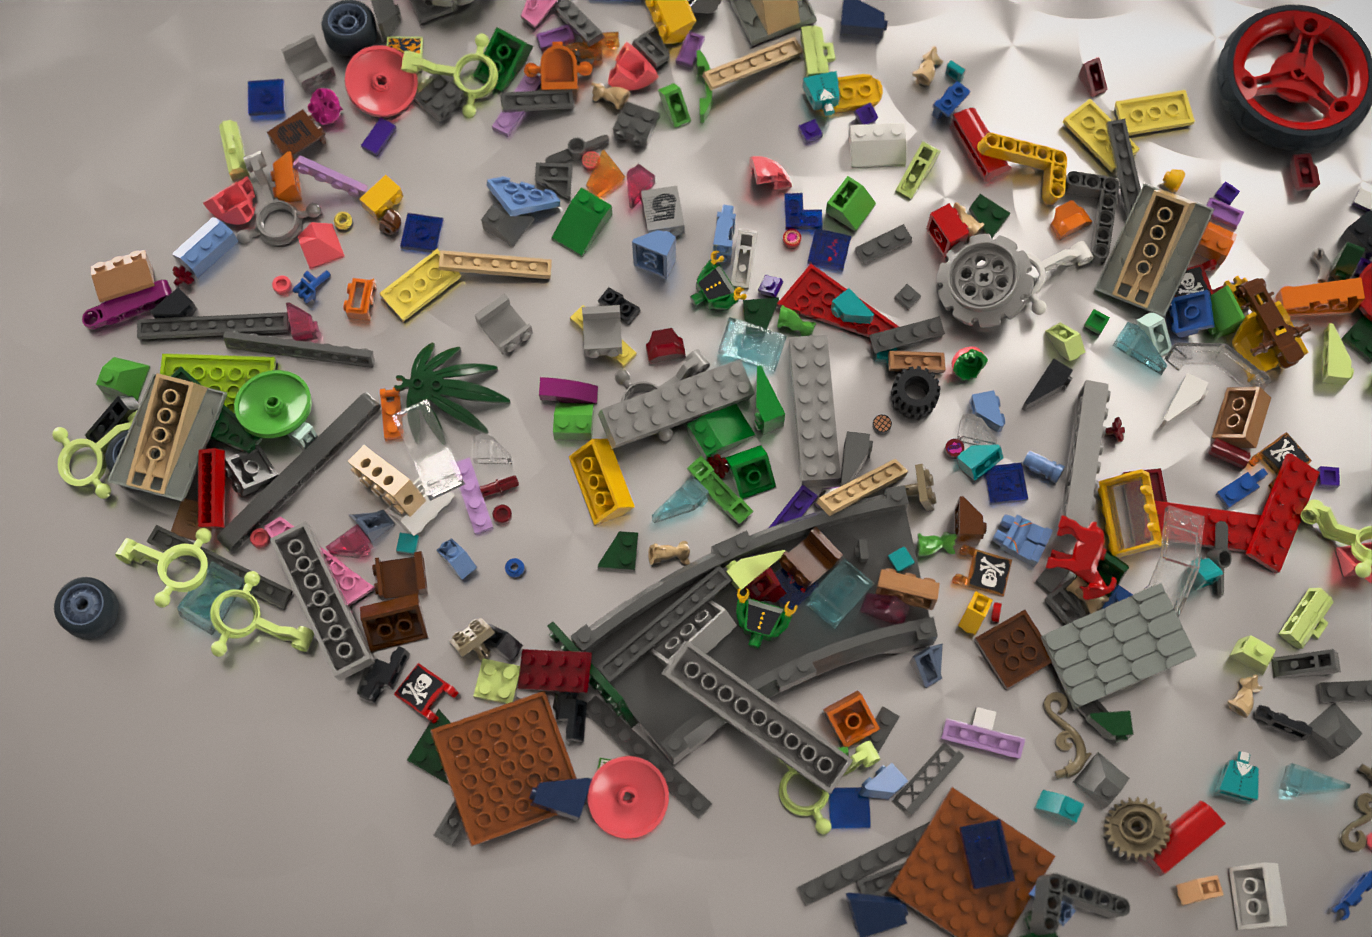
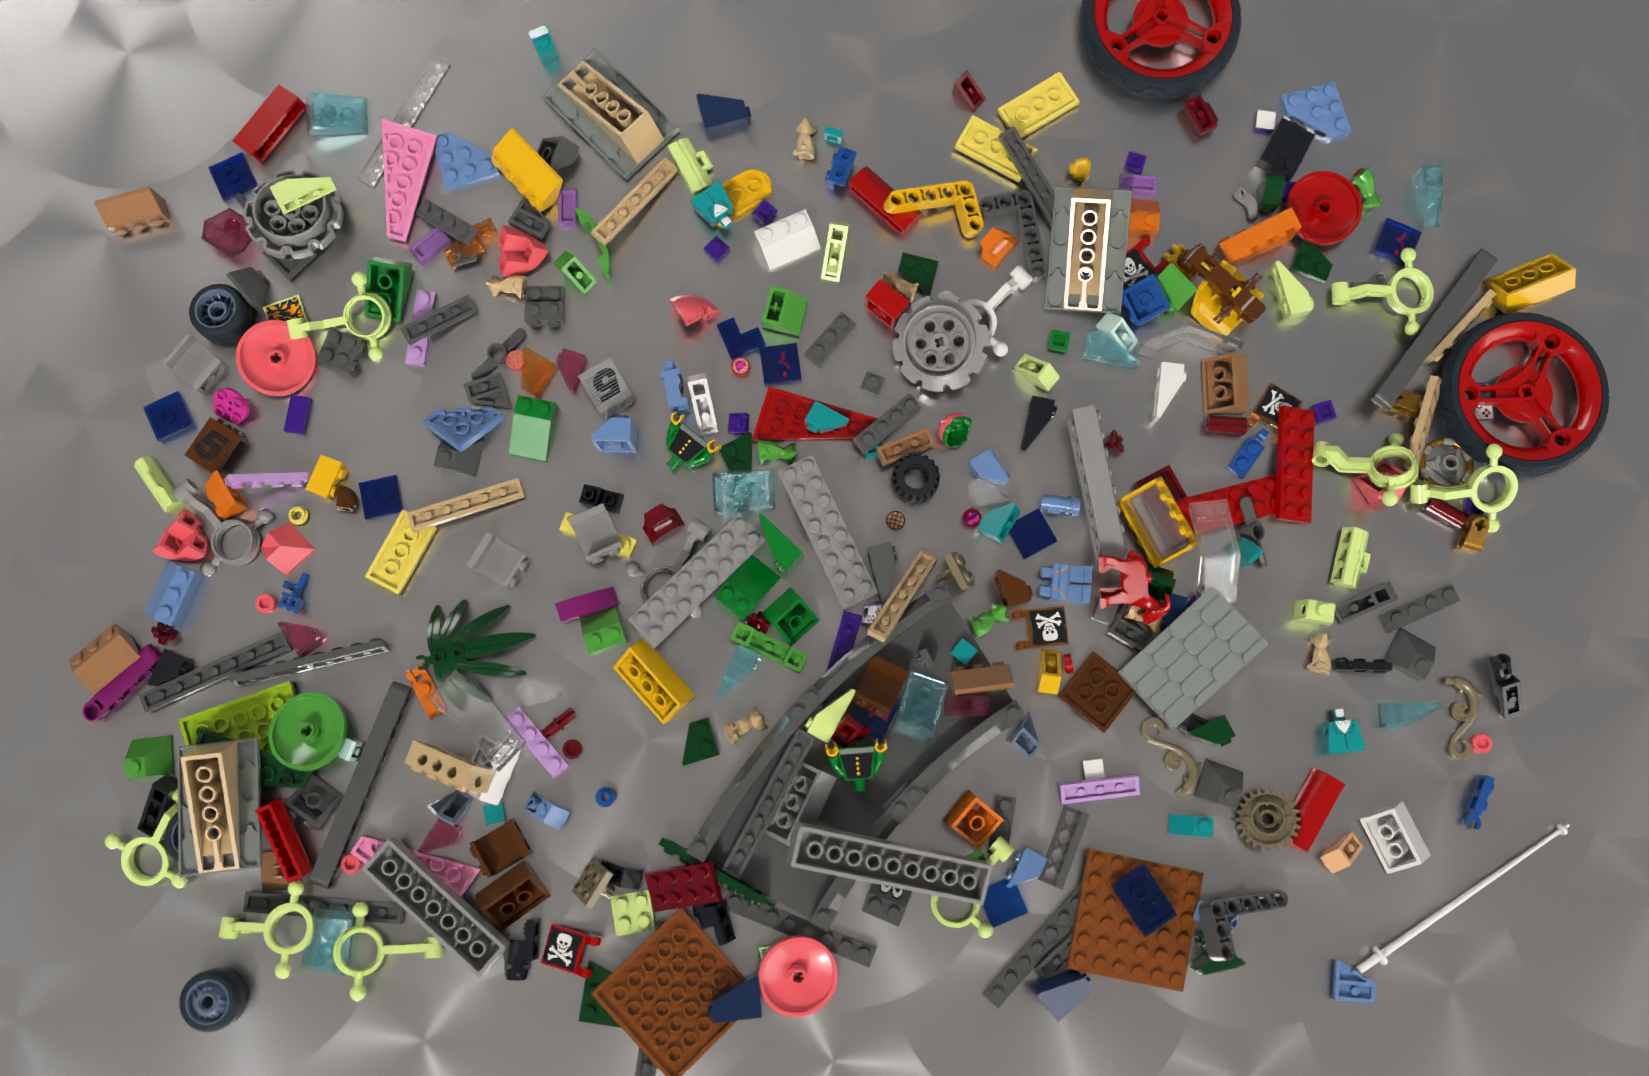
camera: 20 degrees left, 10 degrees up
(359, 298) = (347, 589): orange window -> none
(558, 68) = (446, 279): orange piece -> none
(741, 760) = (886, 903): none -> dark grey slope

